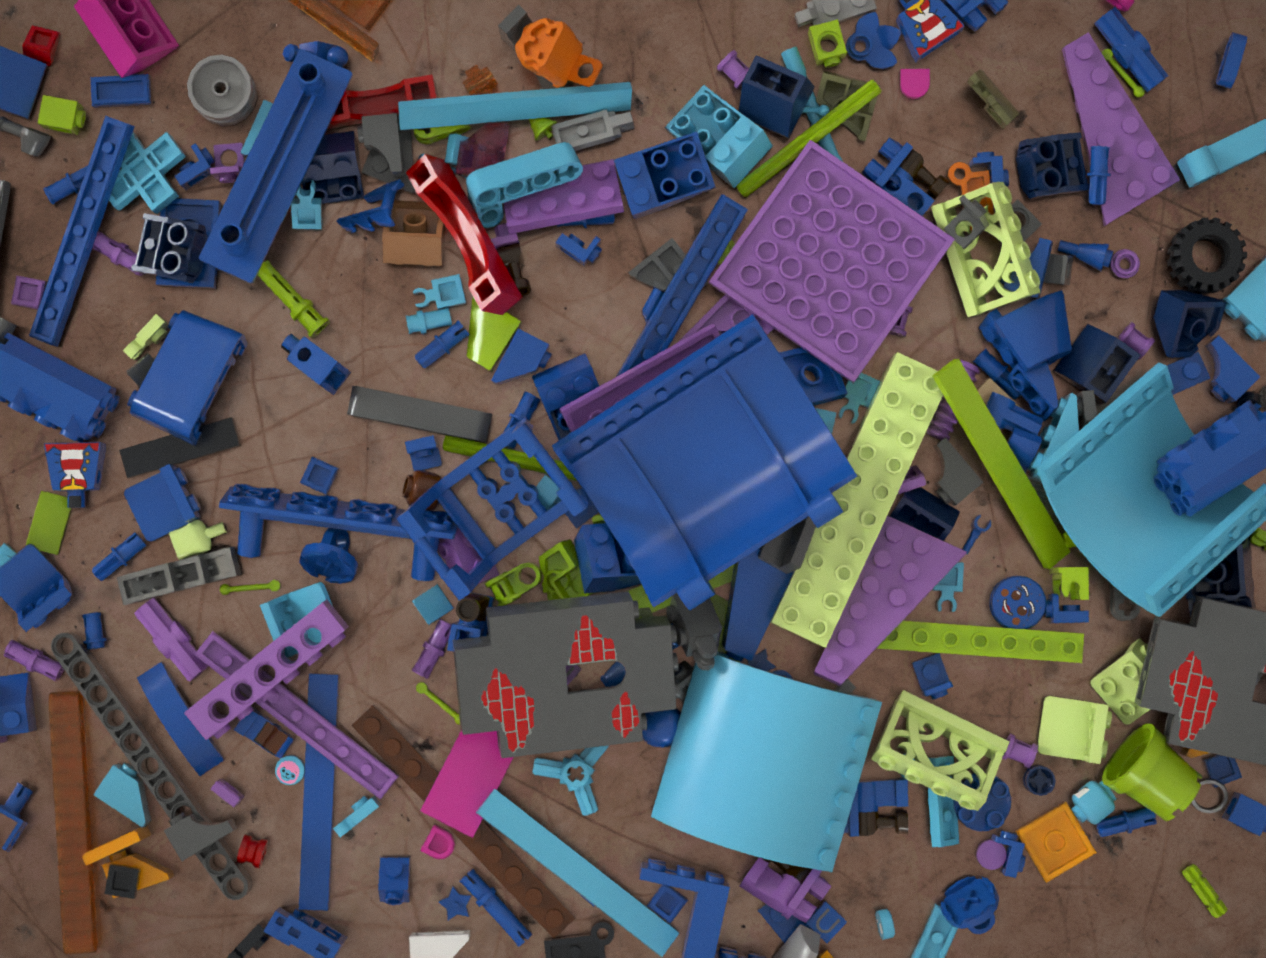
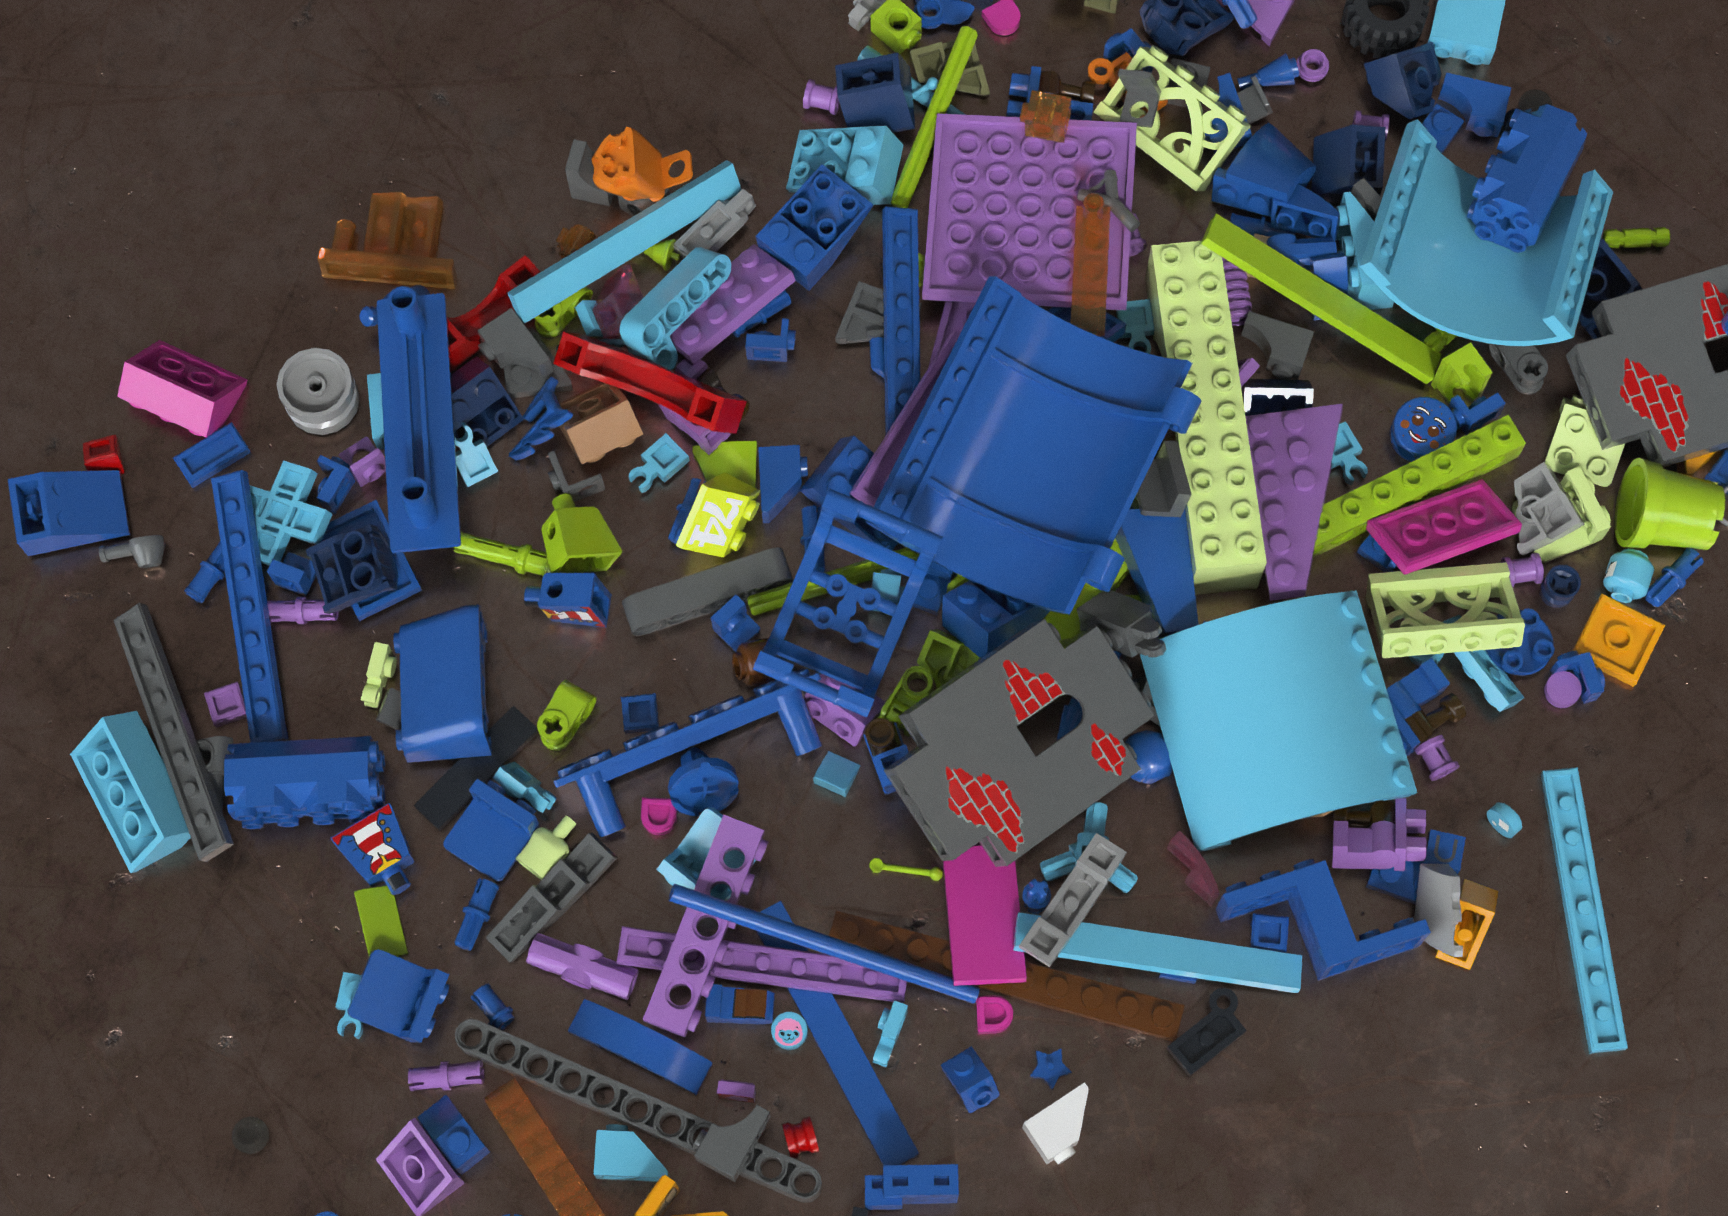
camera: 30 degrees left, 15 degrees down
(61, 115) = (163, 508): lime brick -> none
(128, 222) = (293, 574): none -> blue bracket
(204, 481) = (521, 784): none -> medium azure plate
(268, 443) = (566, 710): none -> lime piece
(274, 585) = (658, 852): lime hinge -> none
(287, 559) = (658, 815): none -> dark pink tile
(339, 729) = (821, 943): none -> blue piece
(346, 319) = (578, 538): none -> lime torso
(360, 265) = (559, 482): none -> dark grey bracket
(428, 320) = (657, 500): medium azure pin -> none
(433, 649) = (865, 816): medium lavender pin -> none
(457, 367) = (719, 516): none -> neon yellow slope
(495, 907) = (1093, 1043): blue pin -> none
(516, 782) = (1036, 896): none -> blue axle
(535, 805) = (1073, 900): none -> light grey slope
(642, 834) = (1200, 877): none -> clear pink slope
(843, 339) = (1090, 265): none -> clear orange piece
(866, 851) = (1437, 758): none -> medium lavender bush
(887, 195) = (1046, 116): none -> clear orange brick
(893, 291) = (1112, 200): none -> dark grey piece
(971, 904) = (1577, 743): blue tile -> none
(976, 531) = (1337, 386): blue hand -> none
(981, 688) = (1443, 526): none -> dark pink tile
(1064, 717) = (1543, 509): none -> light grey slope

